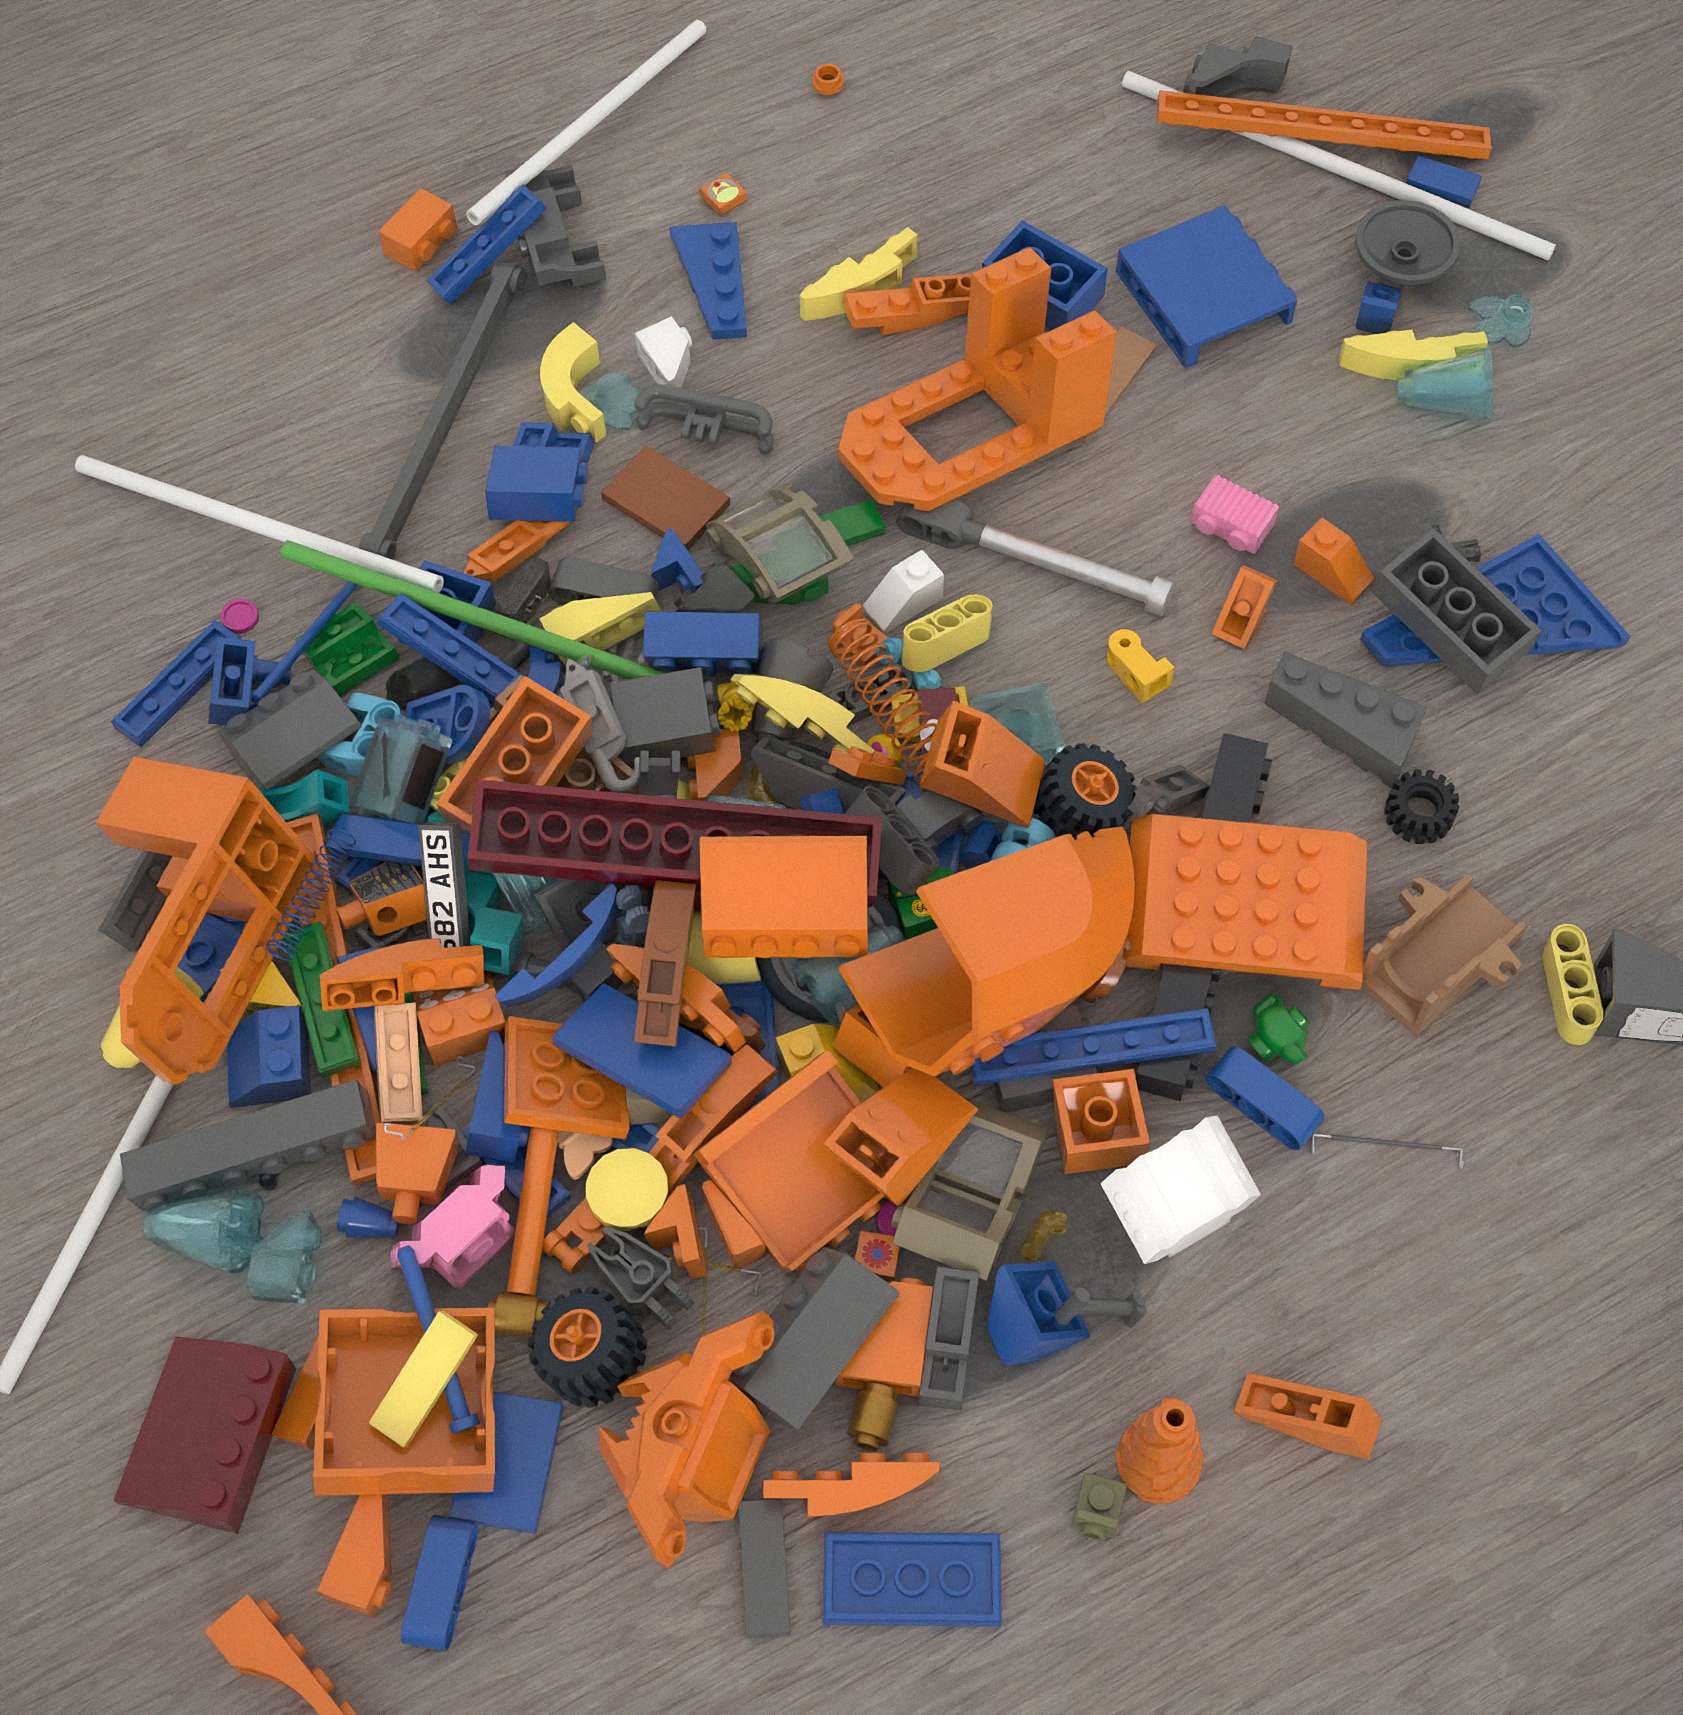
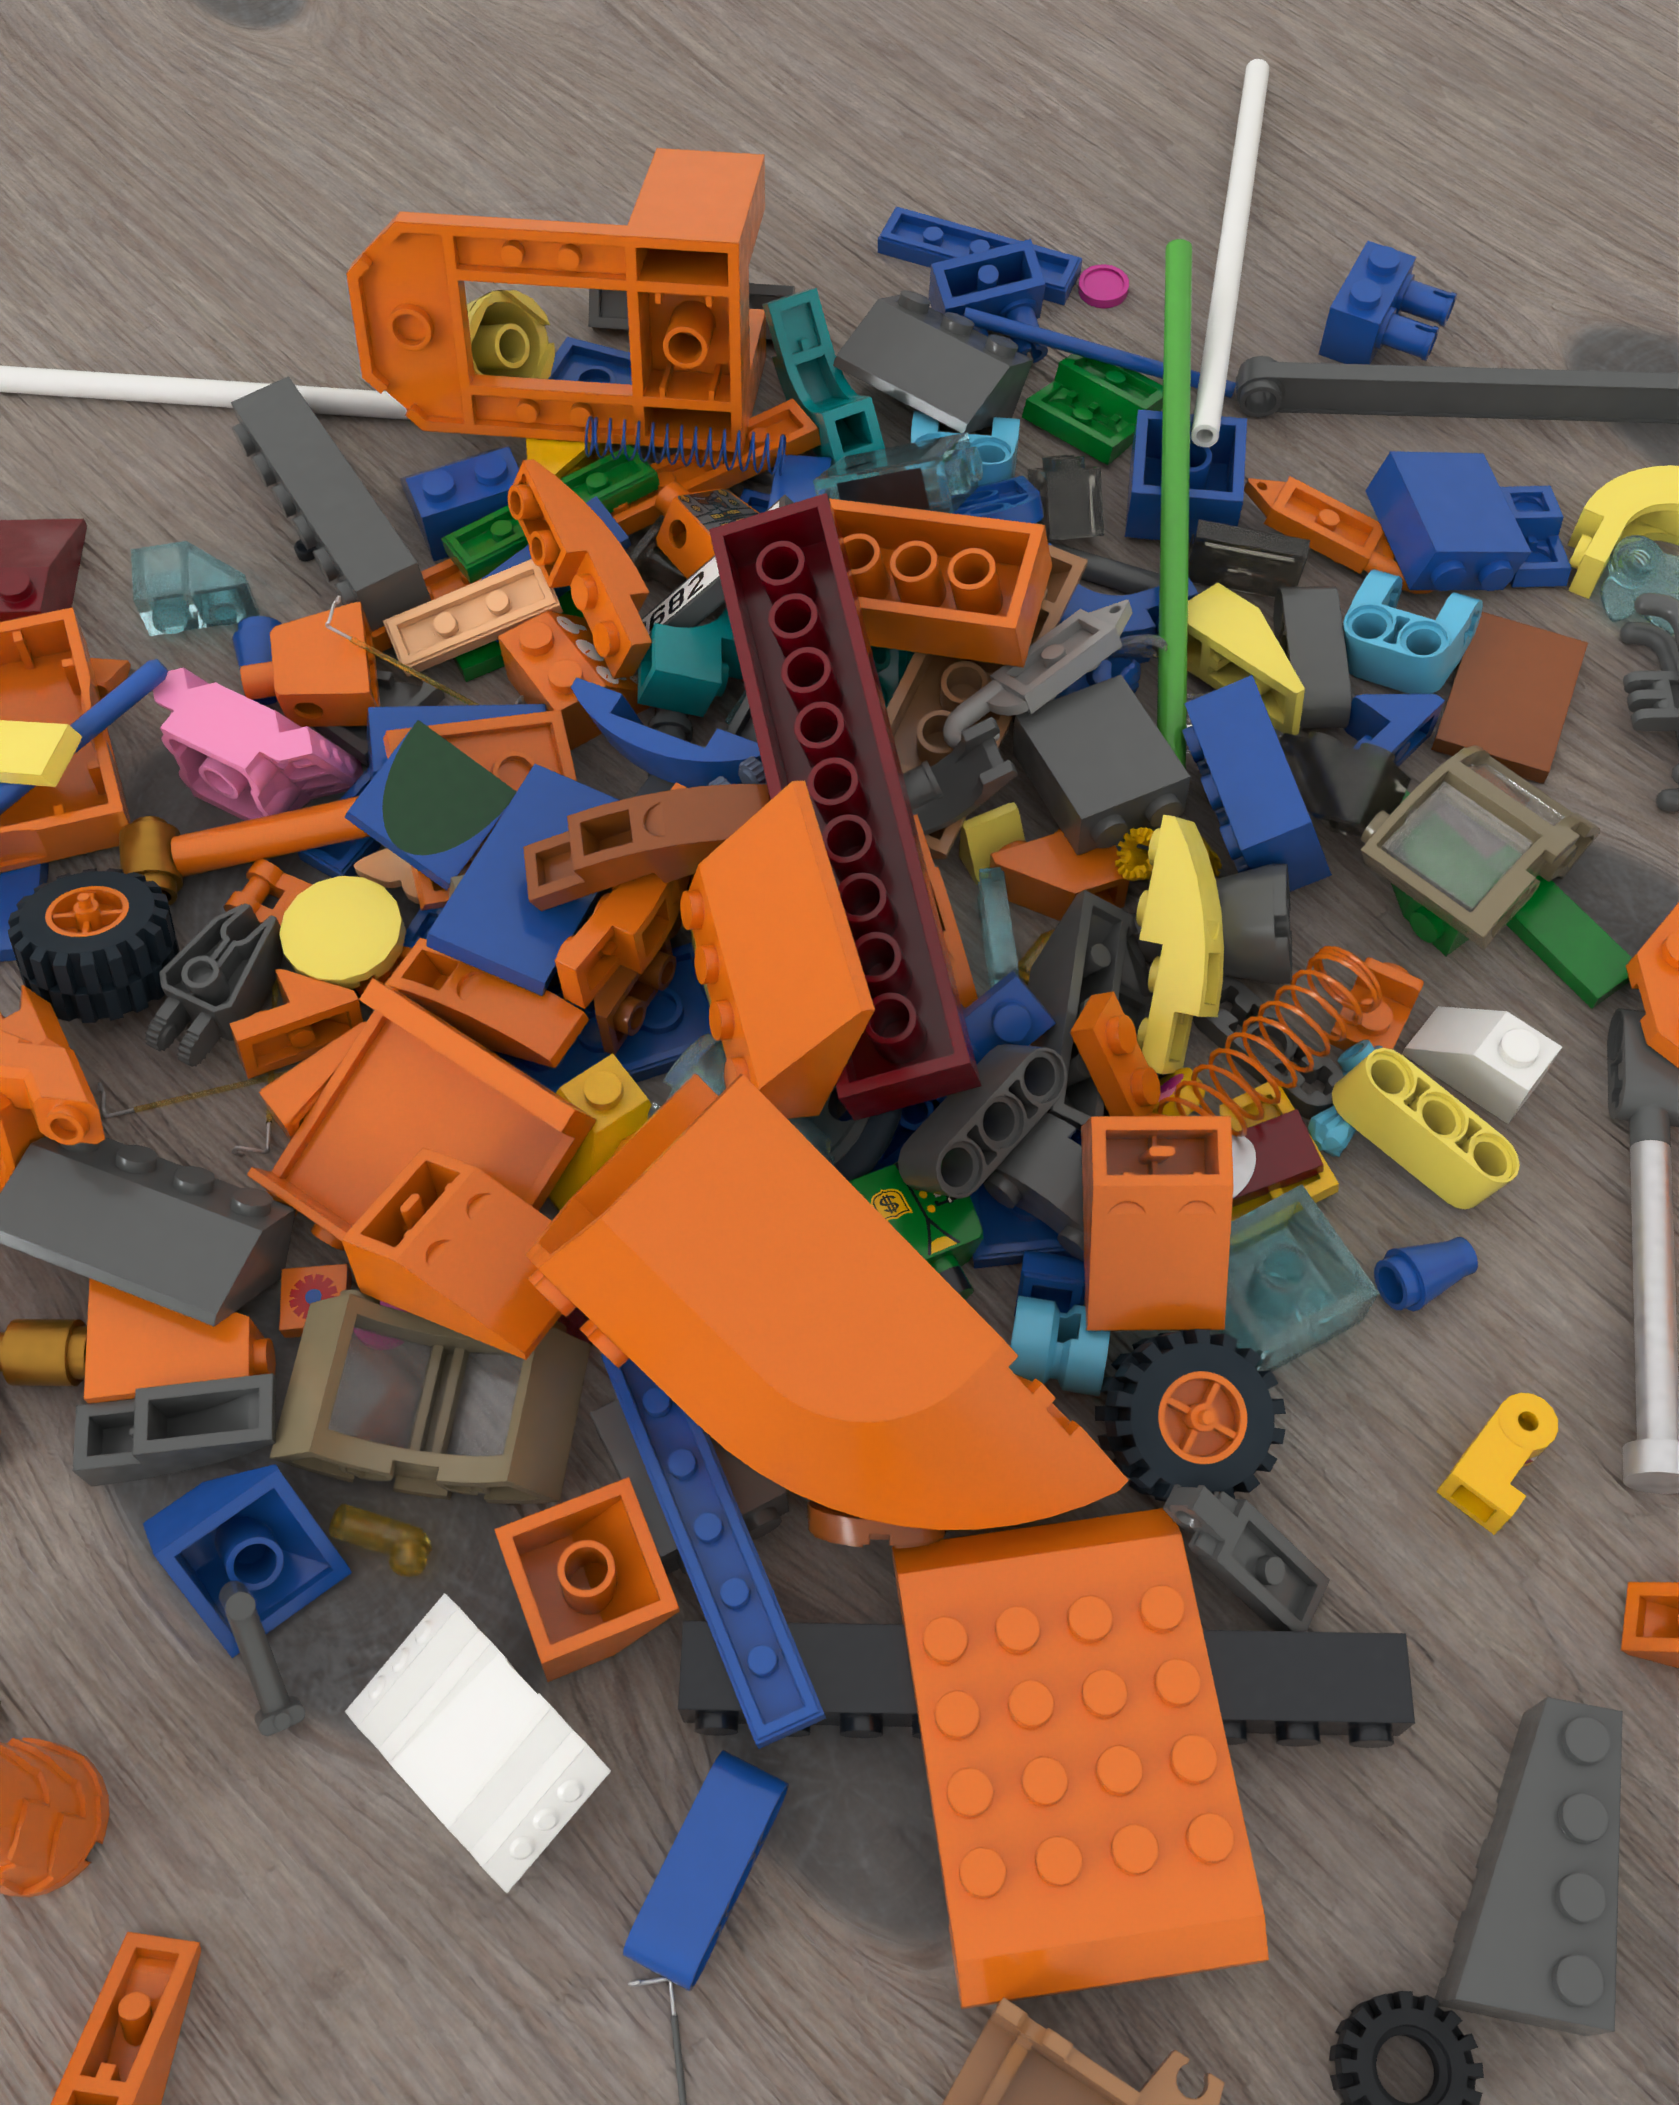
camera: 75 degrees right, 0 degrees up
(209, 1228) = (209, 500): clear light blue cone -> none
(340, 469) = (1370, 308): none -> blue brick
(447, 647) = (1110, 477): blue tile -> none
(567, 1101) = (431, 804): none -> dark green tile
(611, 535) = (1403, 647): none -> medium azure piece
(1023, 663) = (1420, 1273): none -> blue cone
(1279, 1030) = (837, 1867): green piece -> none

